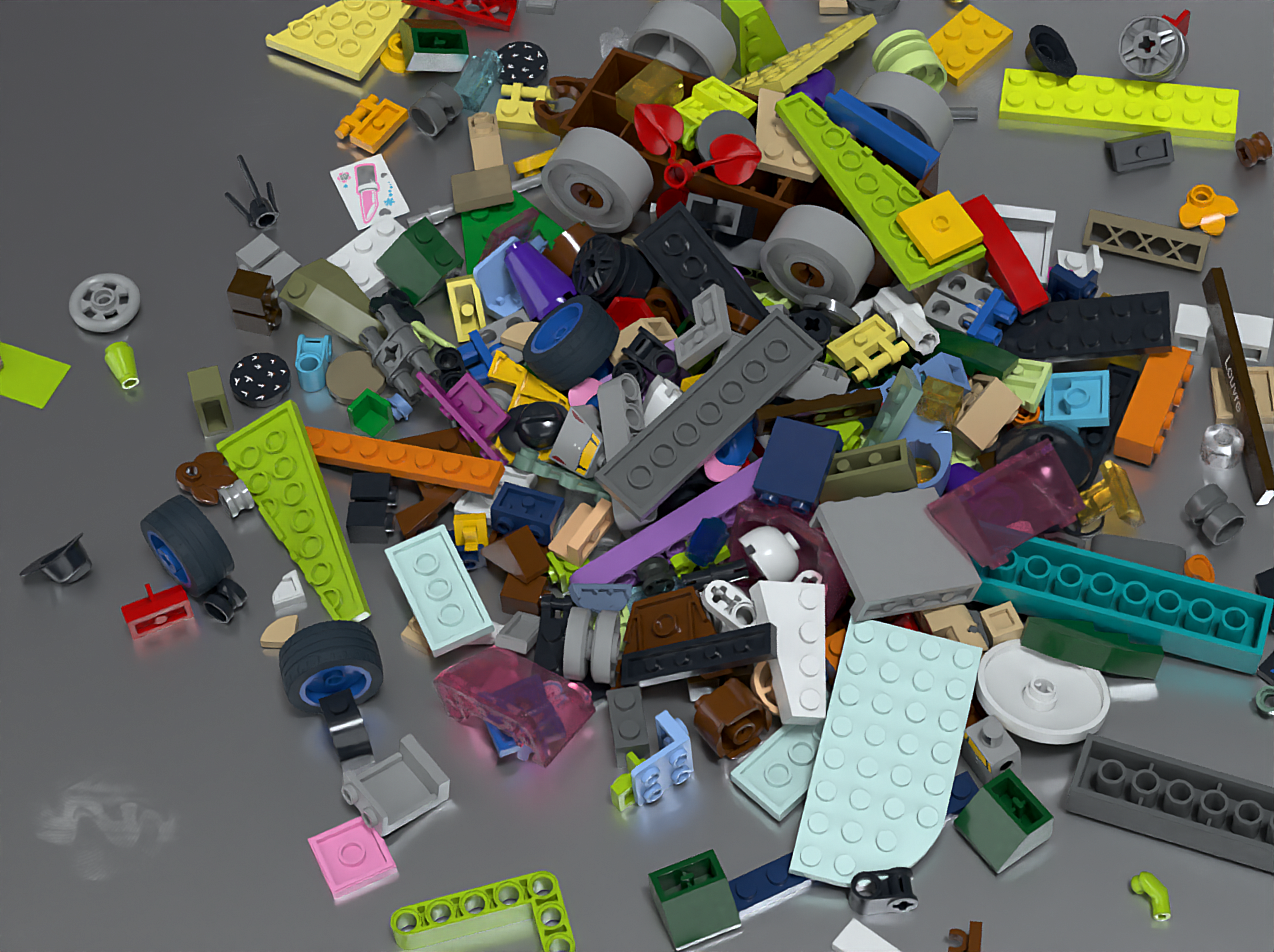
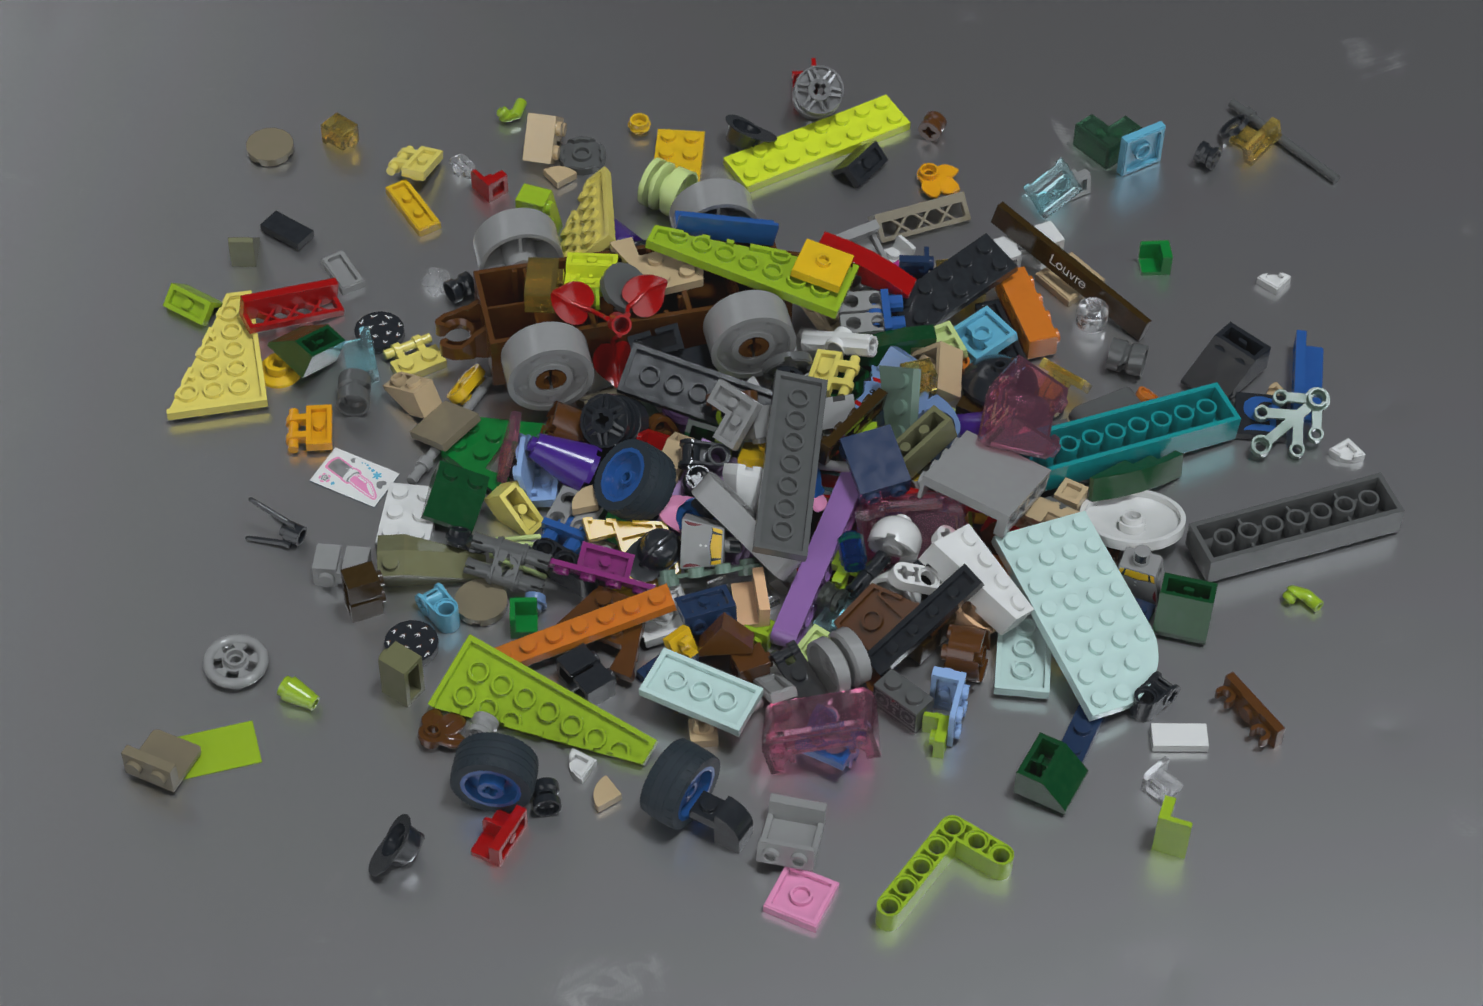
camera: 45 degrees left, 5 degrees down
(600, 596) = (809, 630): sand blue plate -> none

